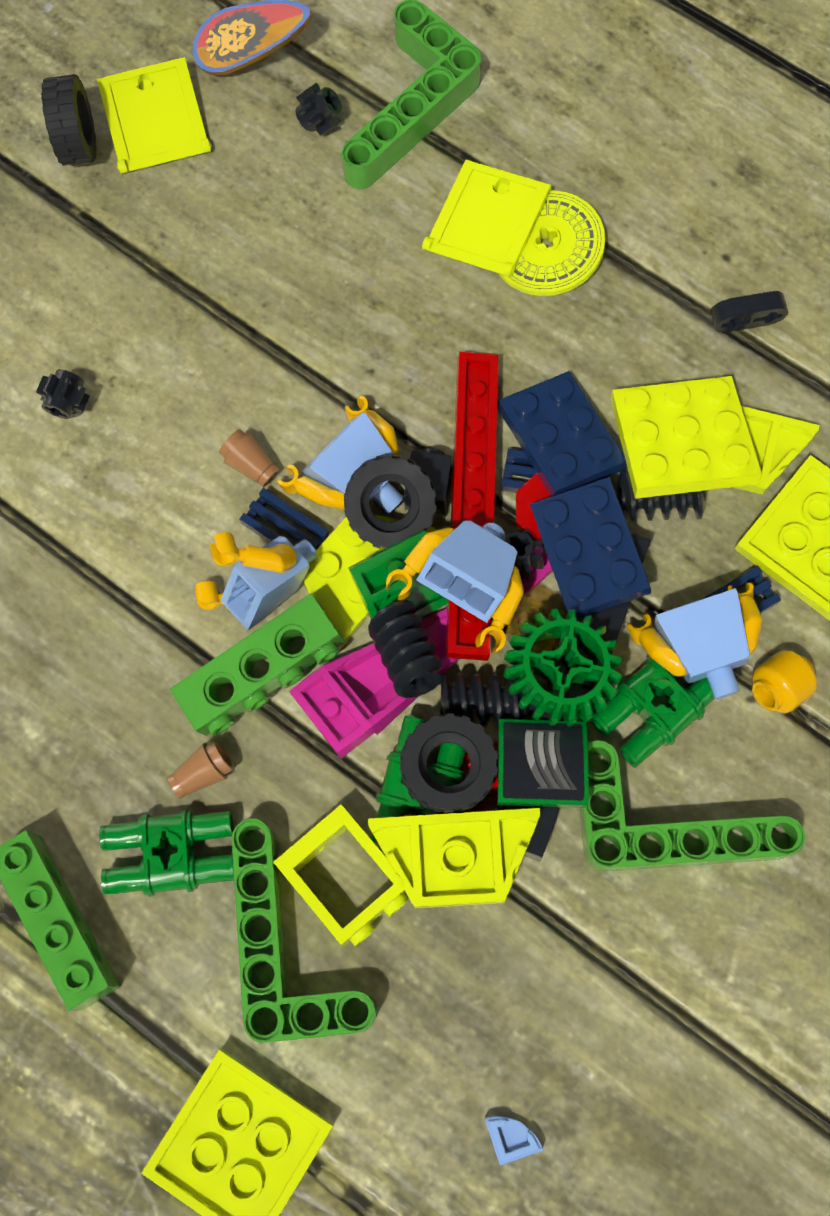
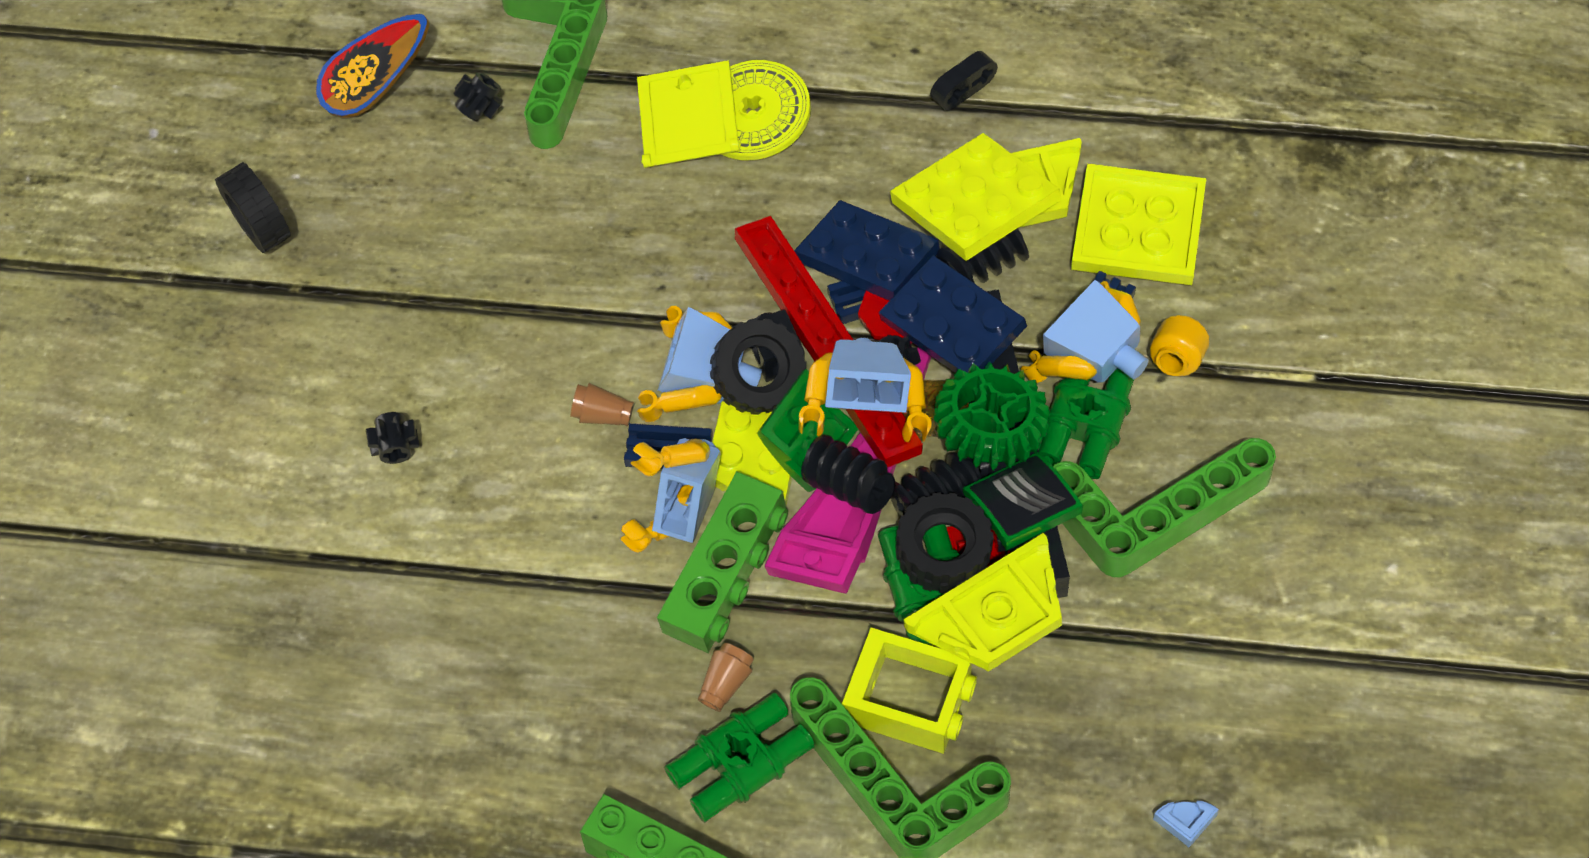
camera: 30 degrees left, 15 degrees down
(153, 115) = (321, 174): neon yellow container -> none

